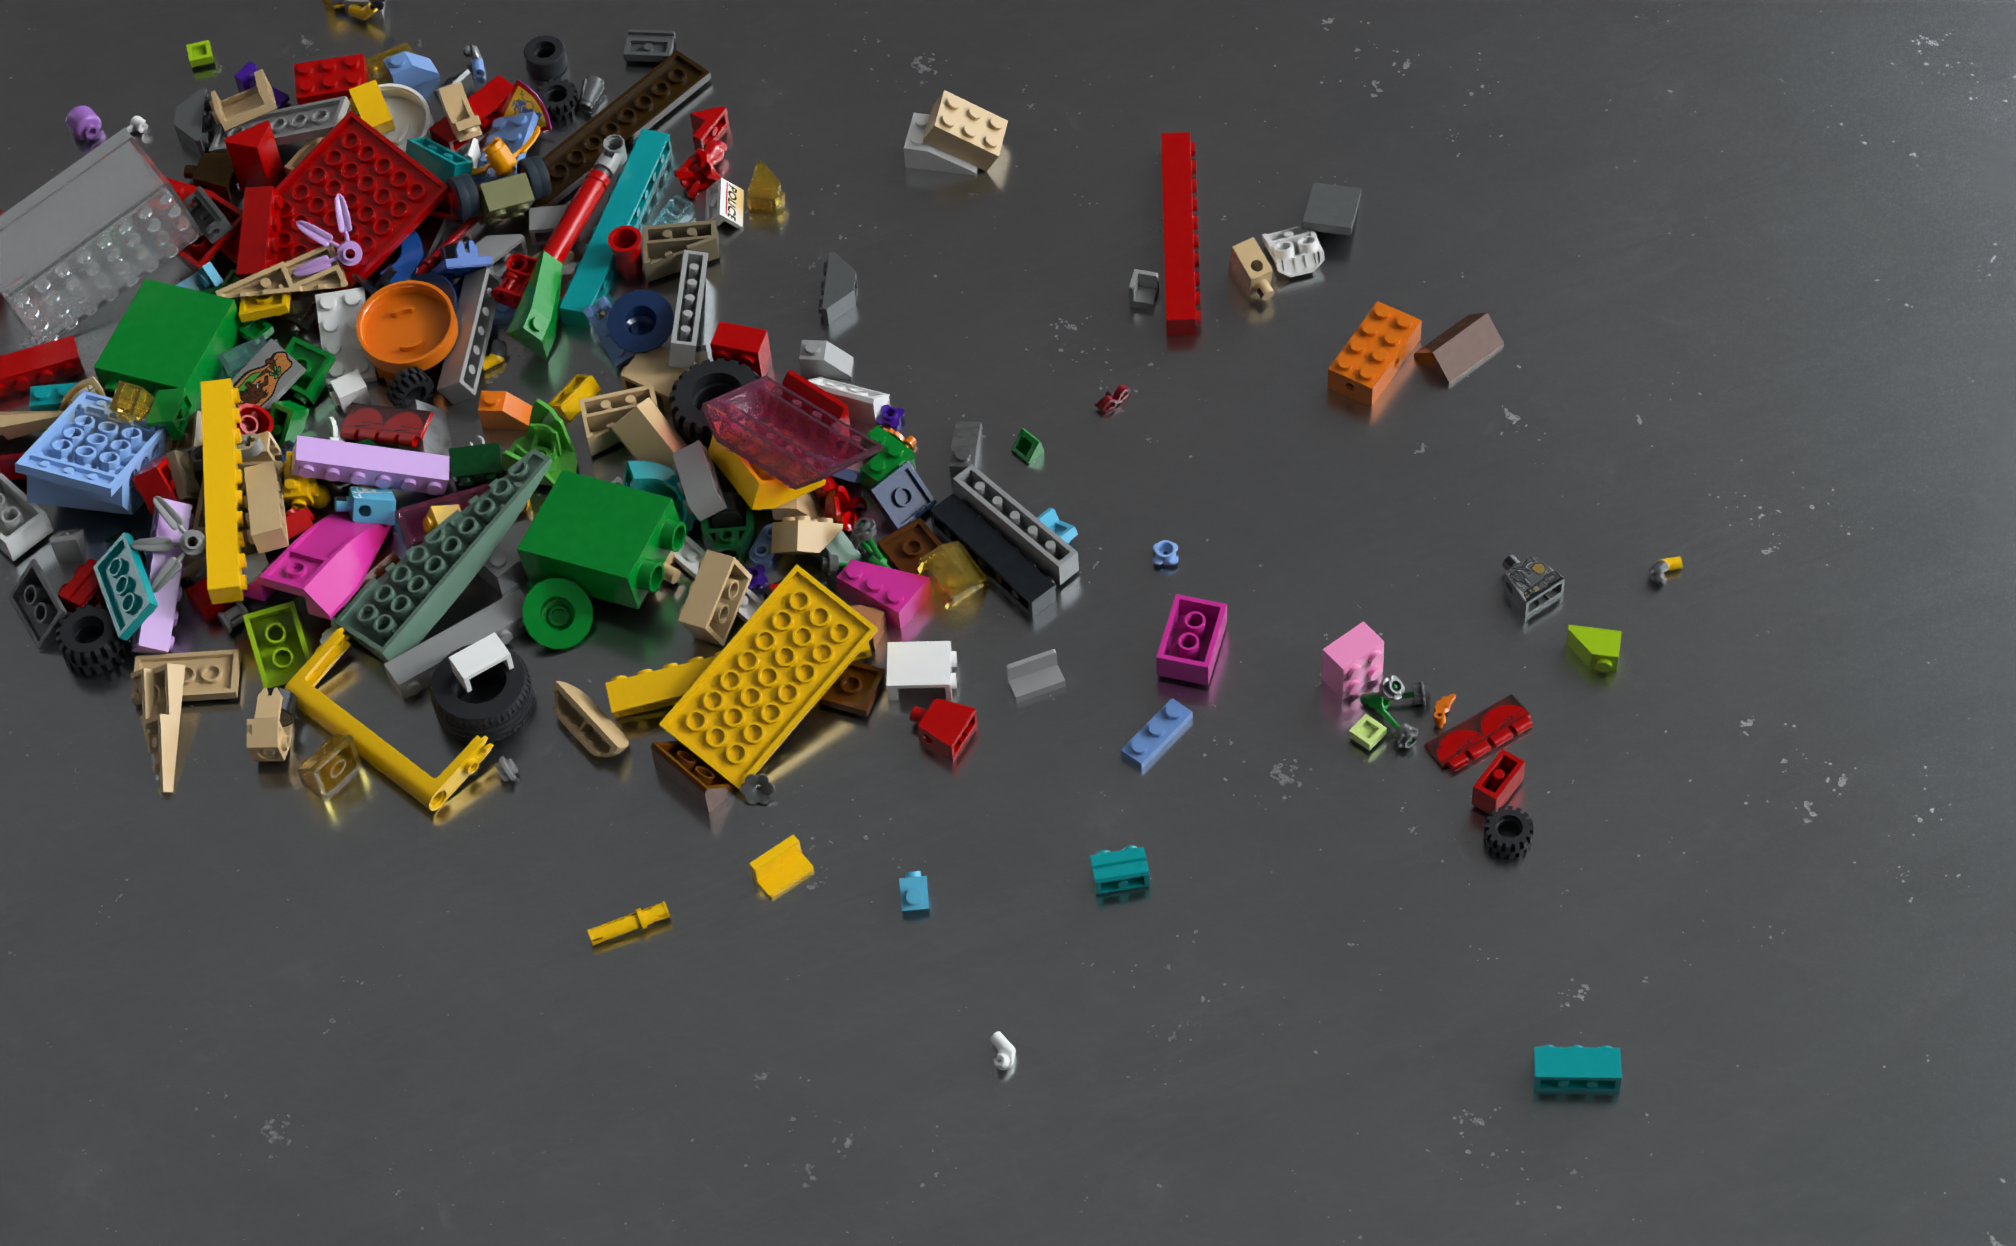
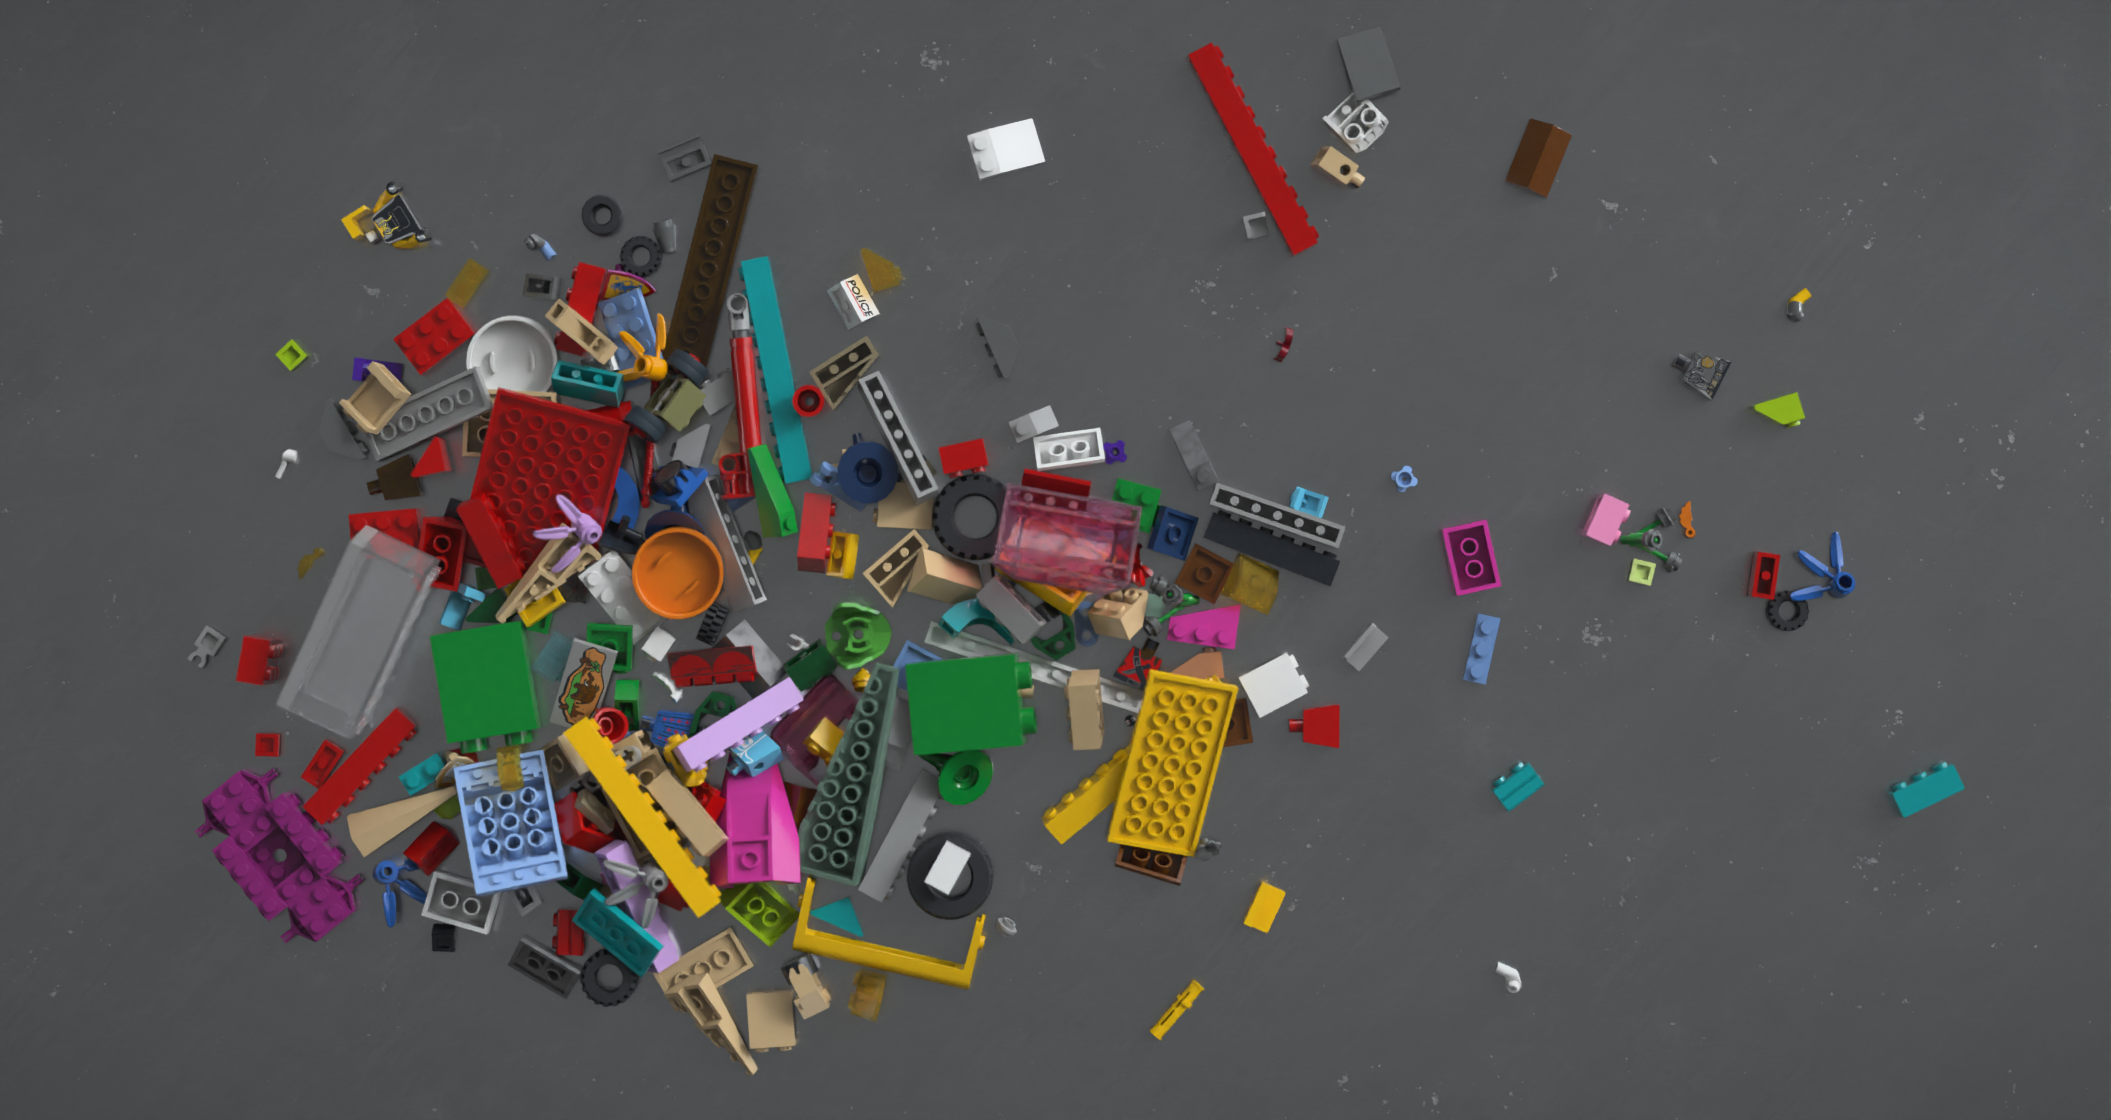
camera: 30 degrees left, 35 degrees up
(83, 122) = (241, 480): medium lavender head -> none
(171, 409) = (539, 753): green panel -> none
(207, 215) = (438, 545): dark grey hinge -> none
(213, 747) = (771, 1020): none -> tan panel
(353, 690) = (841, 915): none -> teal tile
(371, 106) = (495, 357): yellow brick -> none
(409, 69) = (492, 285): medium blue slope -> none
(503, 411) = (800, 601): orange slope -> none
(557, 361) = (815, 532): none -> red wedge
(587, 721) = (1045, 856): tan brick -> none
(676, 206) = (821, 320): clear light blue slope -> none
(699, 169) = (813, 274): red animal -> none
(708, 125) = (791, 220): red slope -> none
(760, 580) = (1093, 653): dark purple plate -> none
(910, 441) = (1142, 468): orange piece -> none
(913, 891) = (1373, 878): medium azure bracket -> none
(965, 131) = (1022, 135): tan brick -> none
(1027, 446) = (1241, 428): green slope -> none
(1374, 354) = (1476, 202): orange brick -> none
(1473, 734) = (1719, 532): red windscreen -> none
(1581, 820) = (1842, 578): none -> blue plant

